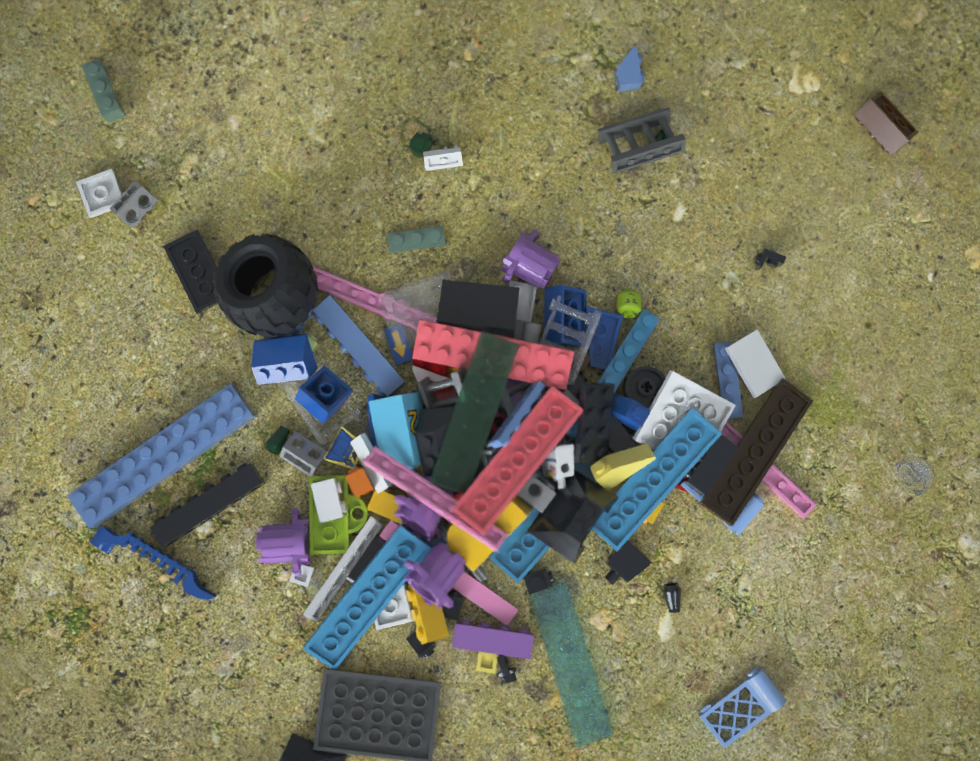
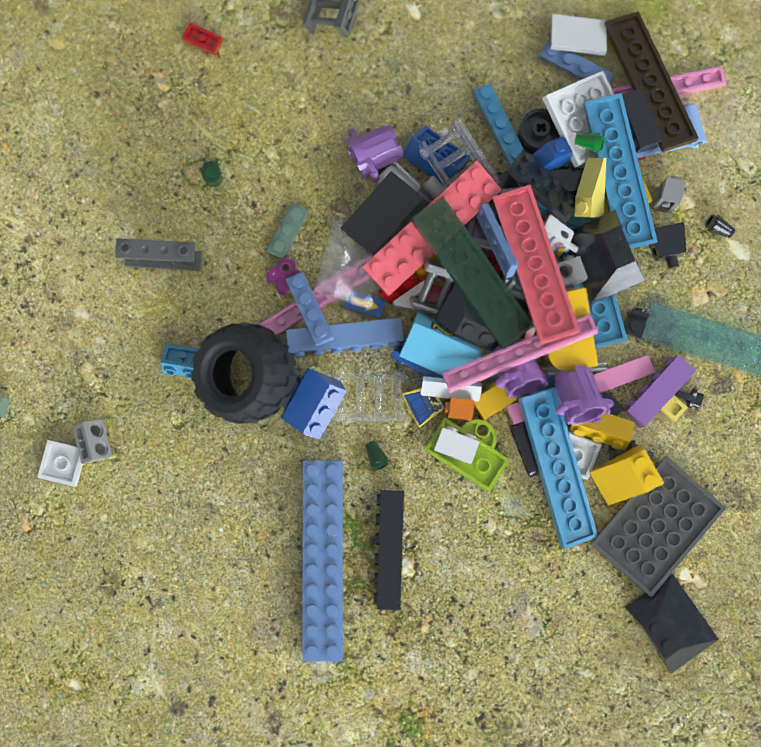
camera: 50 degrees left, 0 degrees up
(106, 539) = (361, 655): blue piece -> none
(194, 269) = (185, 427): black plate -> none
(246, 223) = (178, 360): none -> dark azure bracket
(285, 543) = (467, 504): medium lavender container -> none
(301, 457) = (404, 444): light grey brick -> none
(305, 578) = (500, 510): white plate -> none
(320, 149) = (158, 254): none -> dark grey fence
(323, 394) = (366, 389): blue slope -> none
(343, 569) = (520, 473): white tile -> none
(360, 302) = (309, 309): none -> medium blue plate
(373, 264) = (279, 275): none -> magenta plate
(400, 660) = (626, 476): none -> yellow slope
(443, 158) = (236, 163): white plate -> none
(529, 57) = (202, 39): none -> red plate
(604, 339) = (481, 136): blue wing -> none
(629, 303) = (461, 98): lime head -> none
(660, 435) = (590, 141): none -> green cone
(667, 534) = (669, 194): none -> light grey brick

